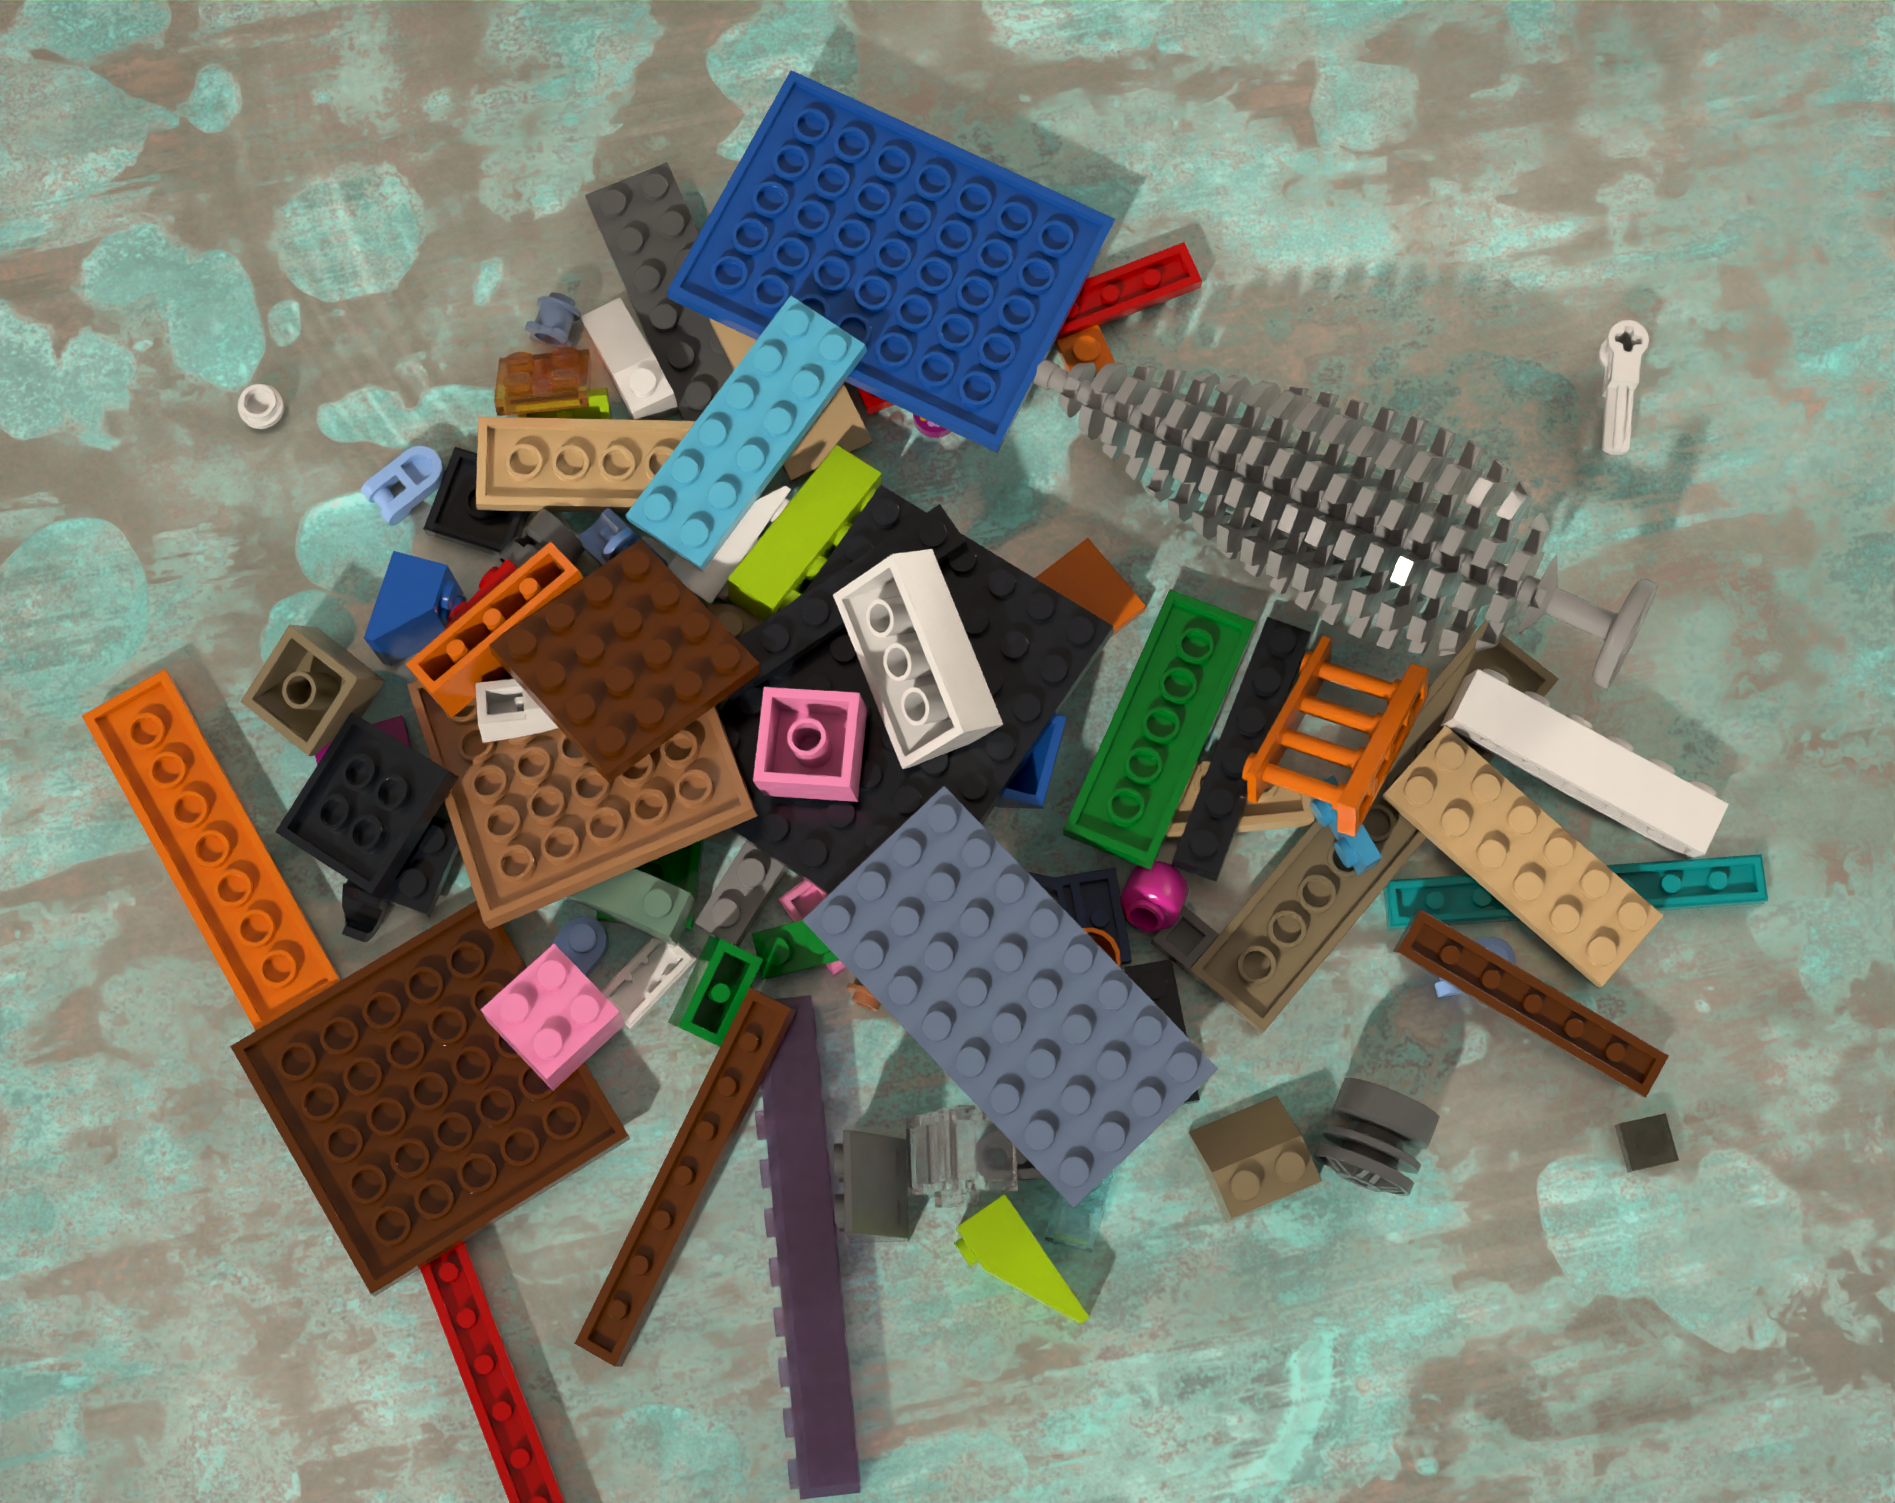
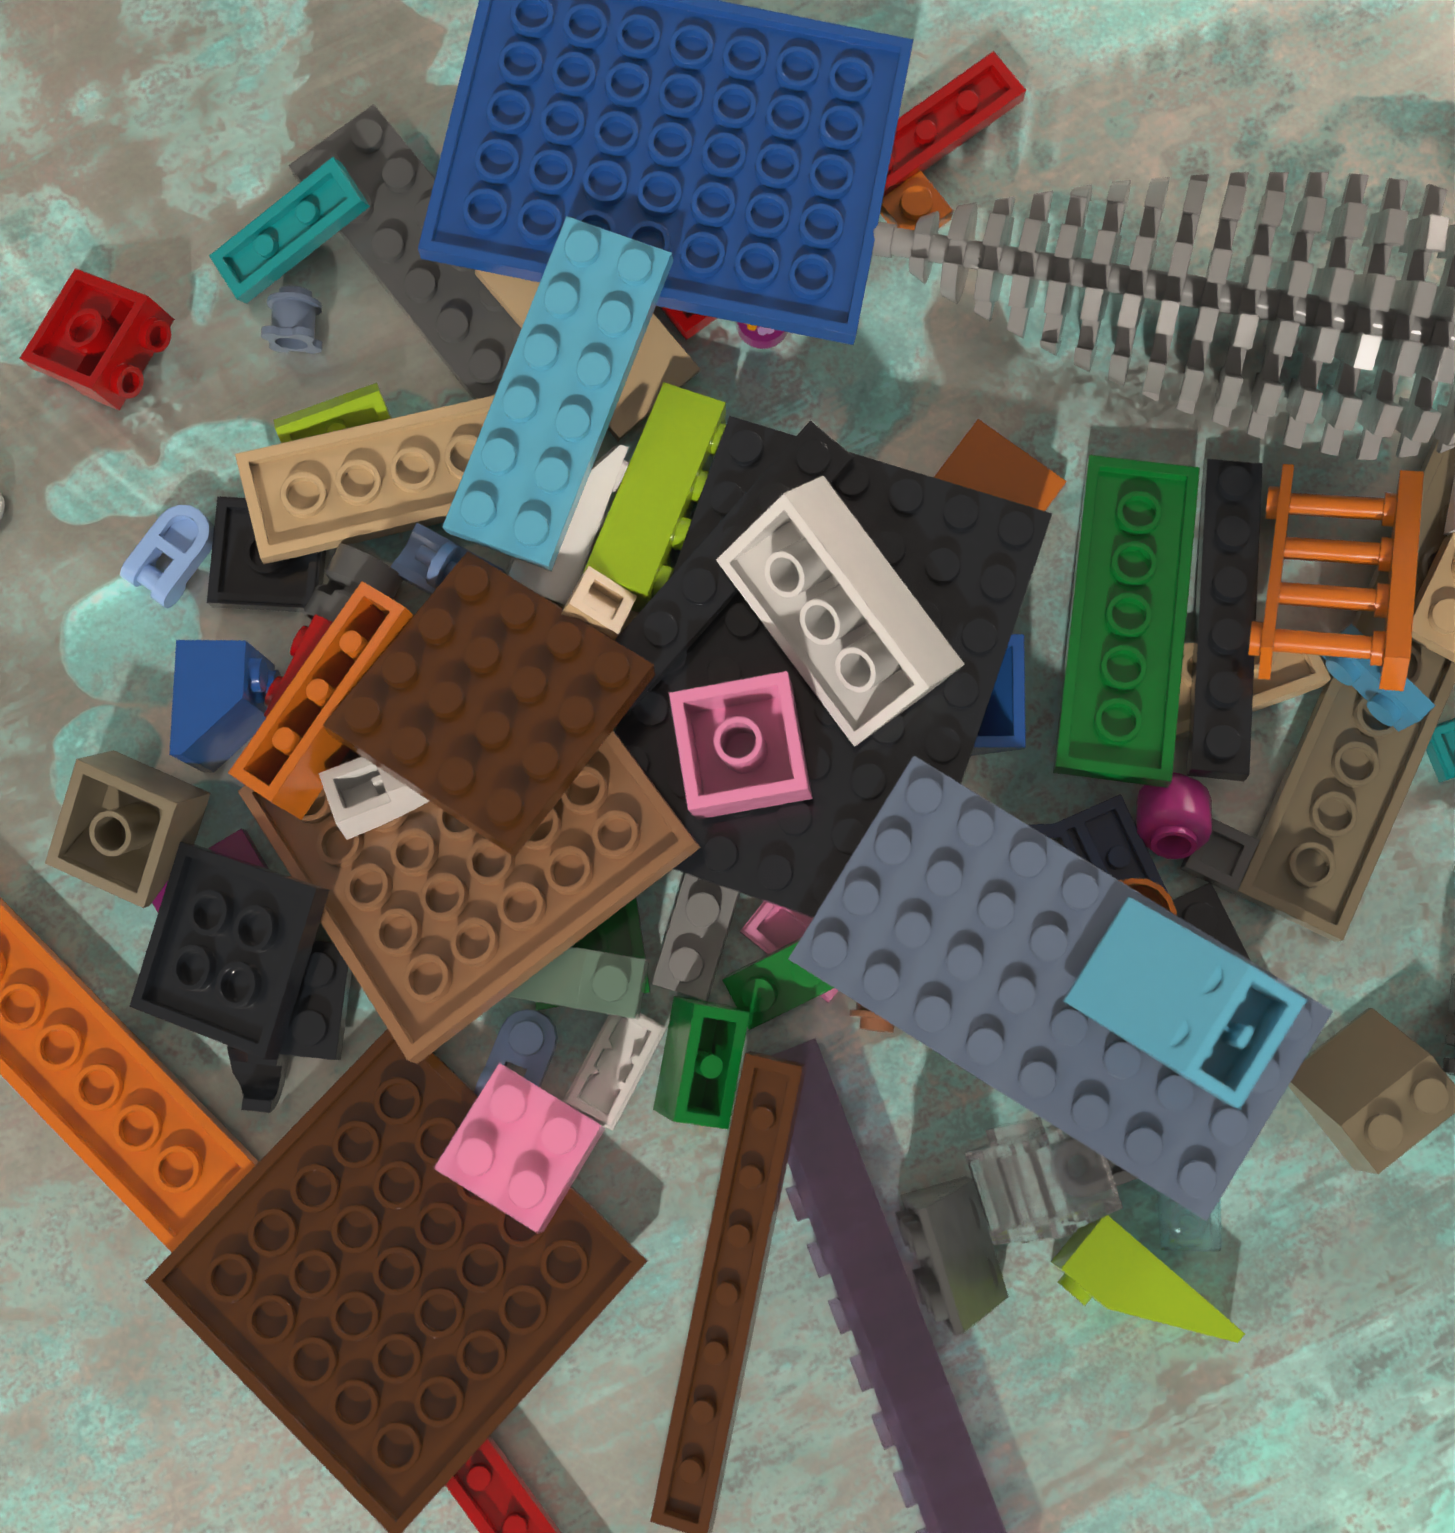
camera: 15 degrees left, 5 degrees up
(395, 297) = (99, 338): none -> red plate
(543, 381) = (299, 394): clear orange plate -> none
(570, 249) = (289, 230): none -> teal plate
(630, 362) = (395, 347): white slope -> none
(733, 606) = (599, 602): none -> tan plate
(1093, 1023) = (1185, 1002): none -> medium azure slope

